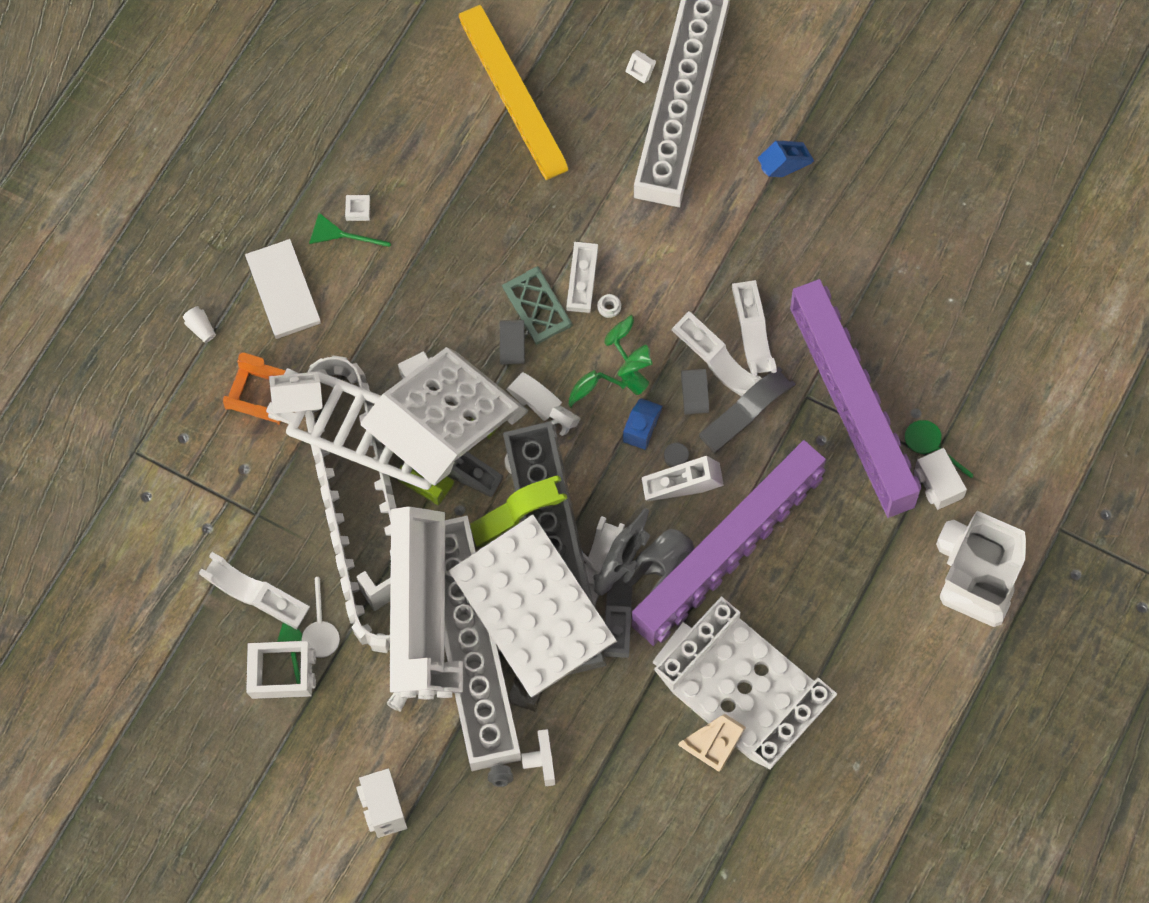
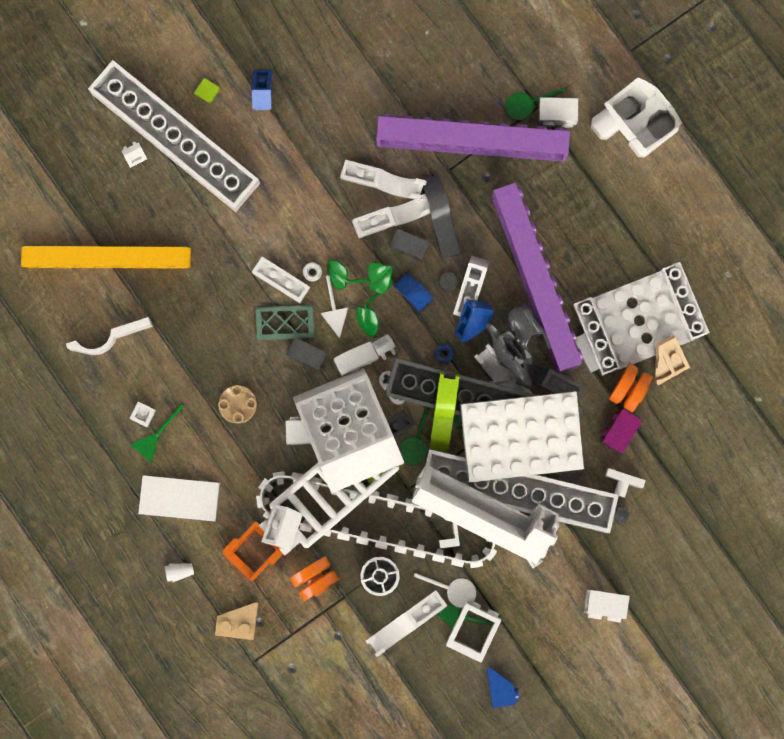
camera: 65 degrees left, 15 degrees up
(172, 414) = (238, 623): none -> tan wing
(226, 732) = (501, 690): none -> blue slope
(257, 464) = (315, 580): none -> orange wheel
(294, 532) = (379, 576): none -> white cylinder
(418, 298) = (237, 404): none -> tan dish
(429, 138) = (115, 333): none -> white piece
(465, 505) = (413, 448): none -> green piece
(571, 355) = (335, 317): none -> white piece
(586, 482) = (439, 349): none -> blue plate
(600, 726) = (621, 431): none -> magenta brick
(649, 495) = (473, 319): none -> blue slope
(656, 709) = (633, 389): none -> orange wheel
(753, 107) = (207, 91): none -> lime tile

